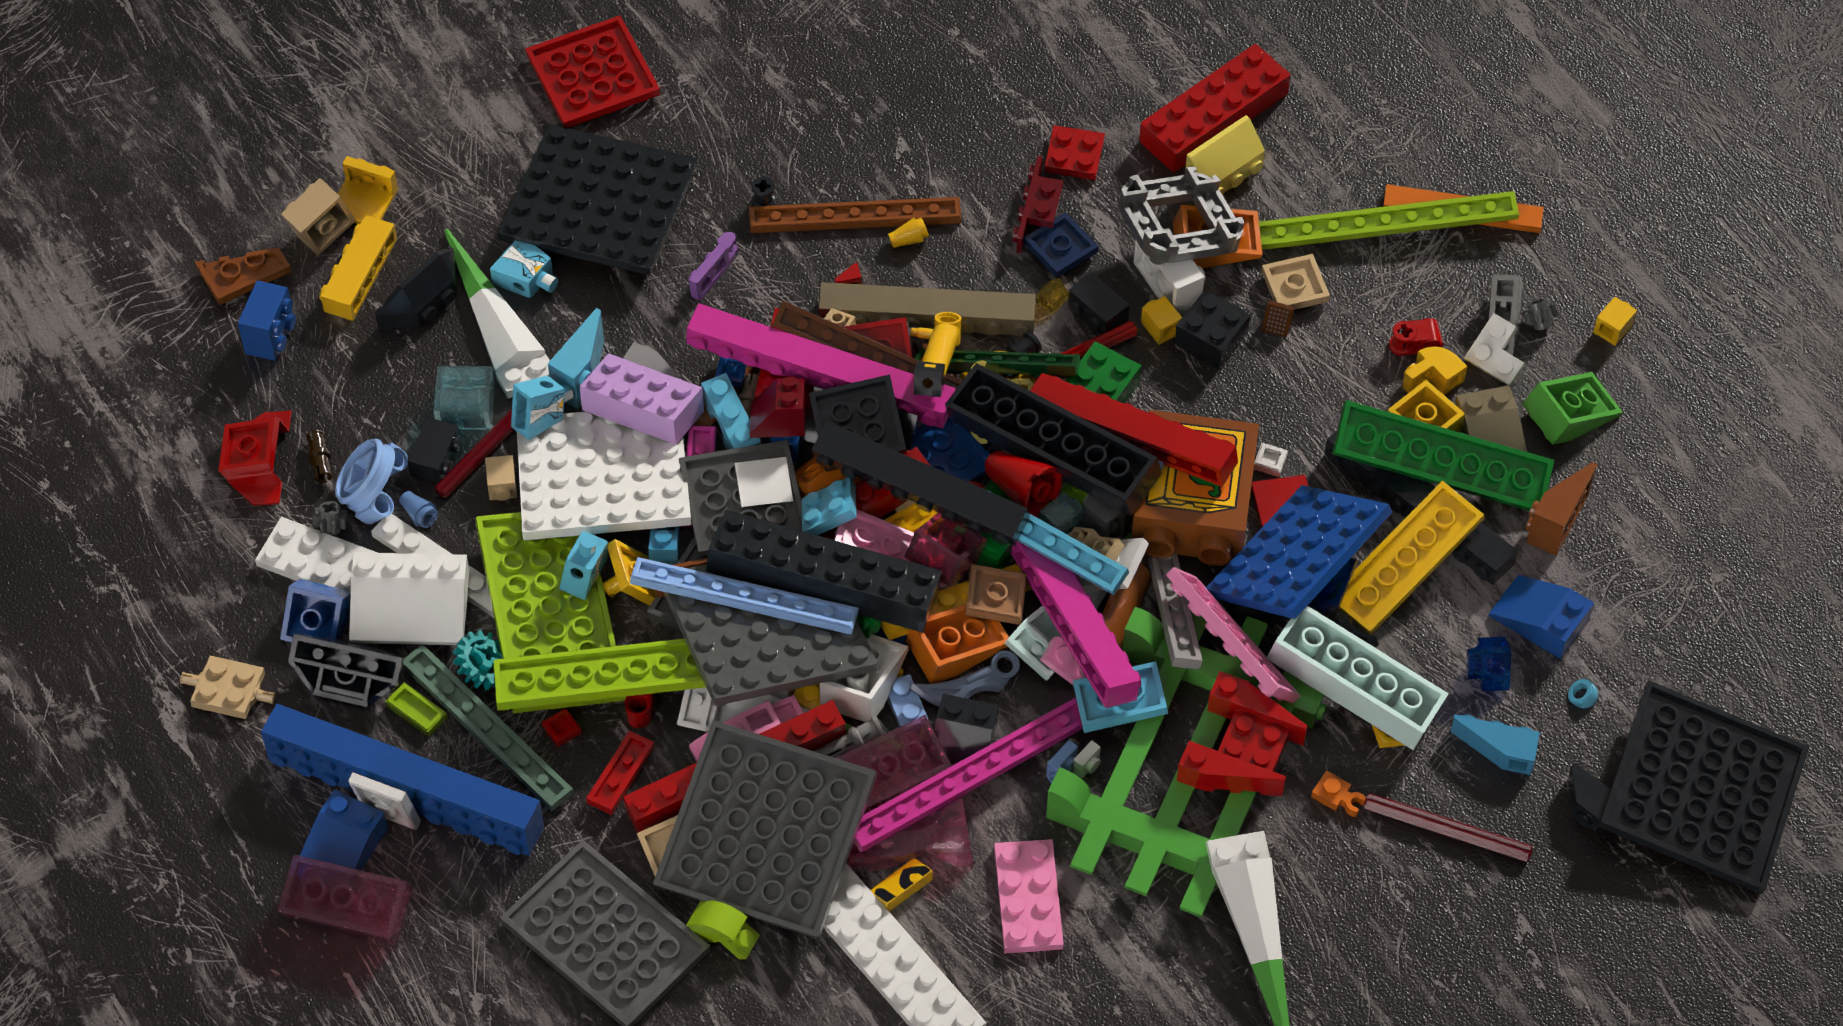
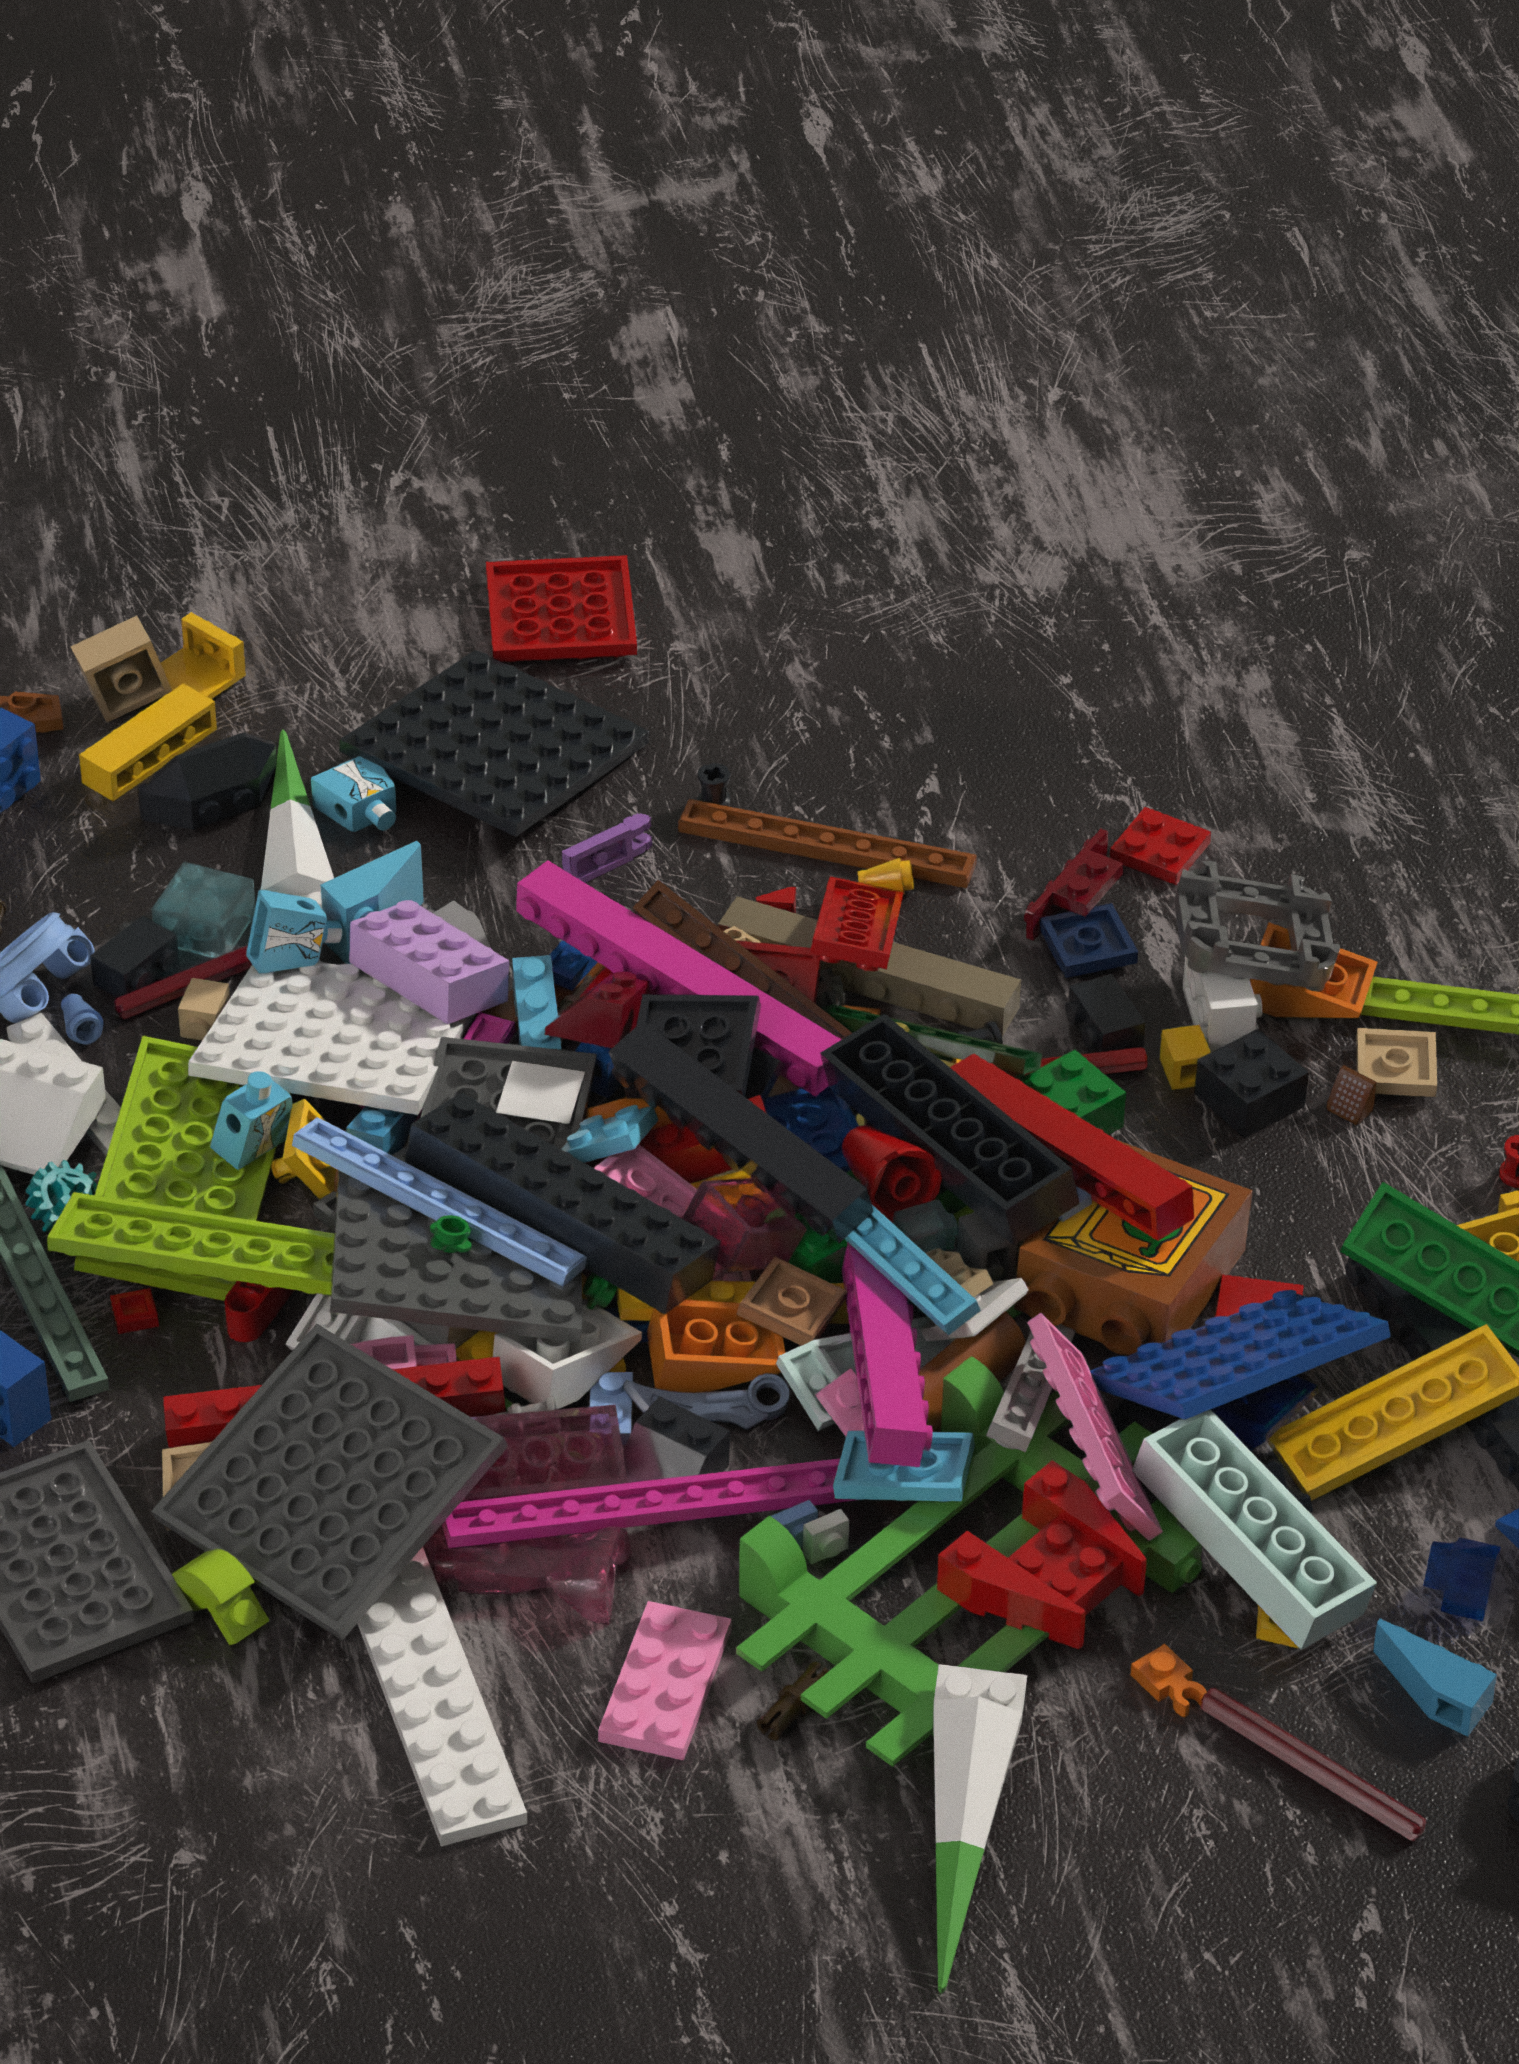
camera: 20 degrees right, 15 degrees down
(620, 772) = (189, 1373): red plate -> none
(767, 622) = (450, 1234): none -> green plate
(902, 884) = (497, 1617): yellow slope -> none
(916, 285) = (856, 924): none -> red plate
(943, 339) = (814, 1012): yellow piece -> none
(1052, 295) = (1048, 995): clear yellow slope -> none
(1116, 886) = (789, 1704): none -> dark brown pin
(1230, 155) = (1369, 890): light yellow slope -> none
(1234, 90) = (1379, 835): red brick -> none
(1270, 459) = (1264, 1257): white tile -> none

